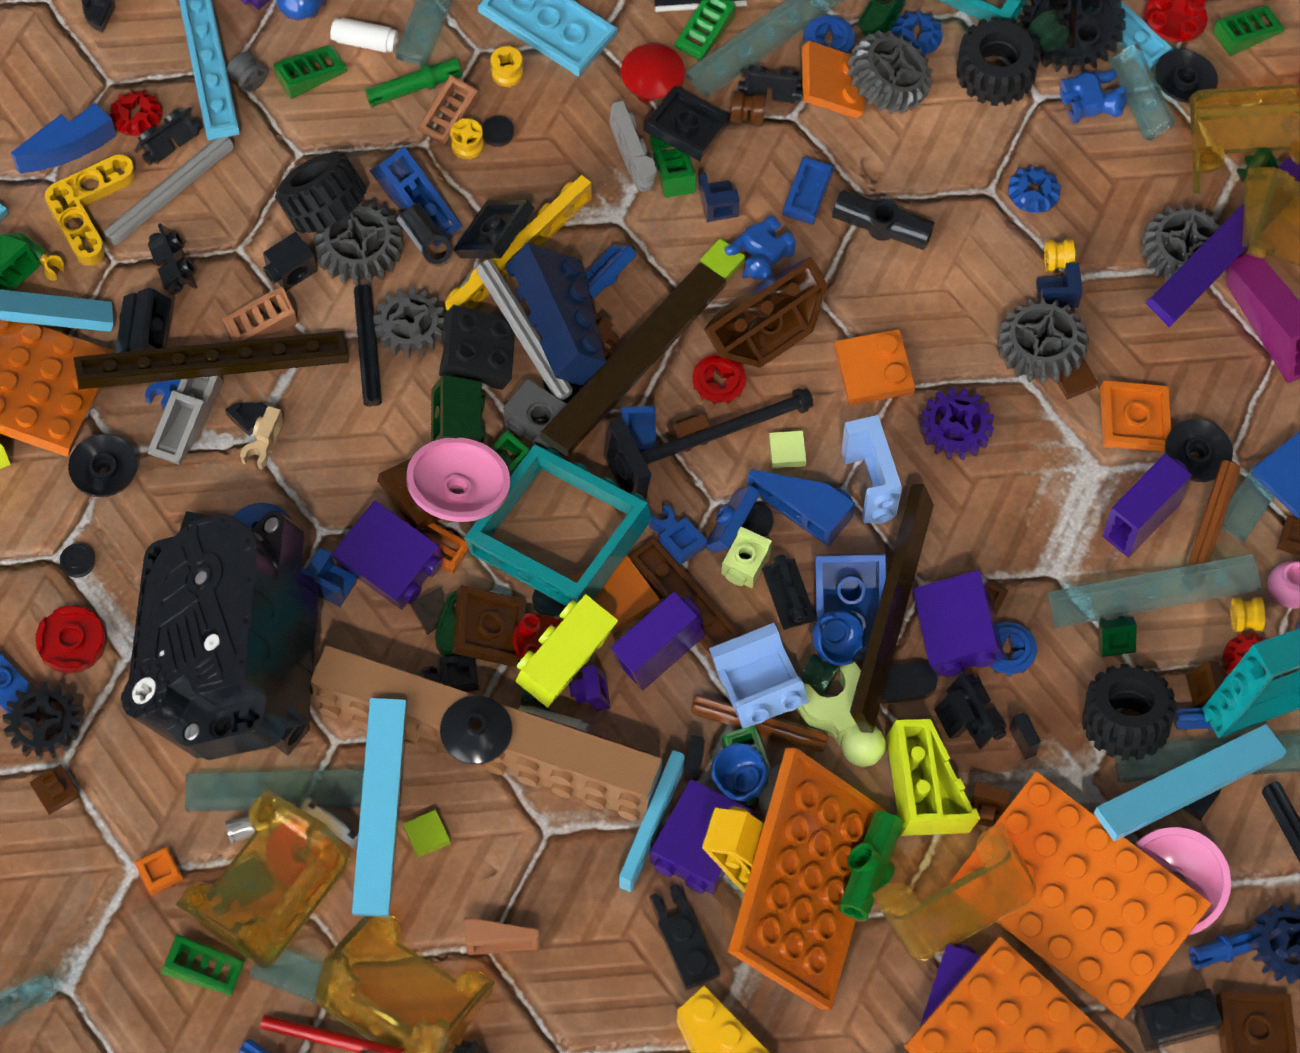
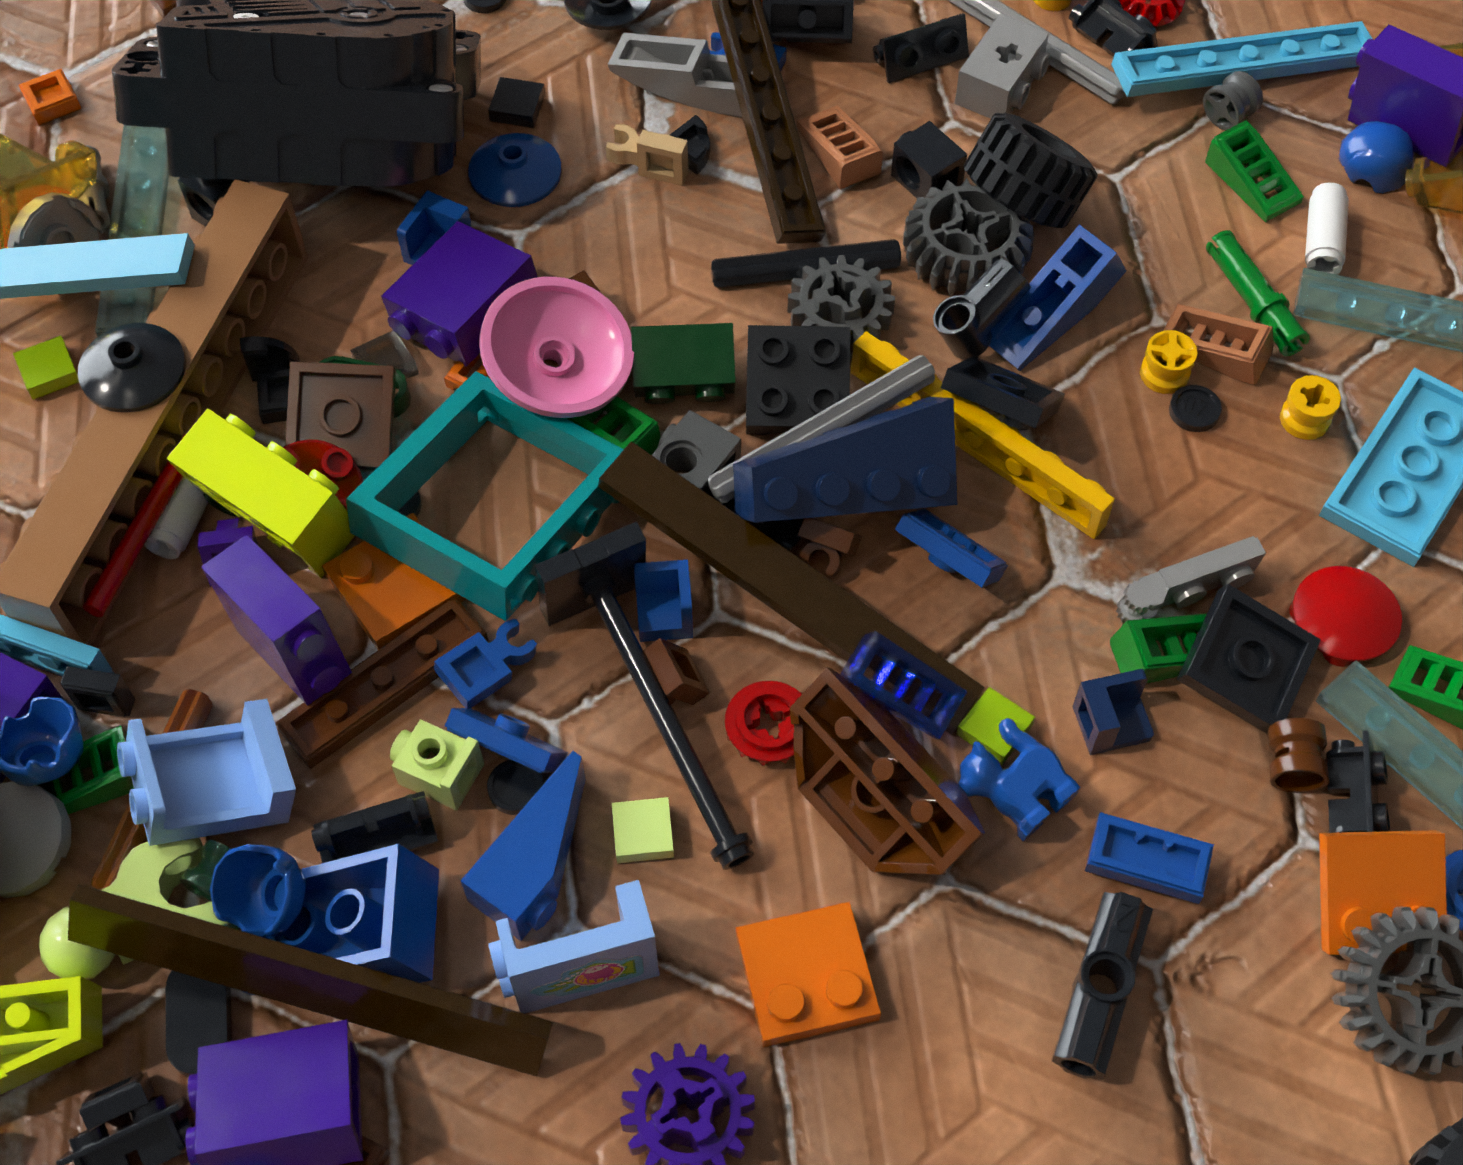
camera: 90 degrees right, 5 degrees down
(203, 208) = (1003, 67): none -> light grey brick
(691, 312) = (893, 655): none -> clear blue slope

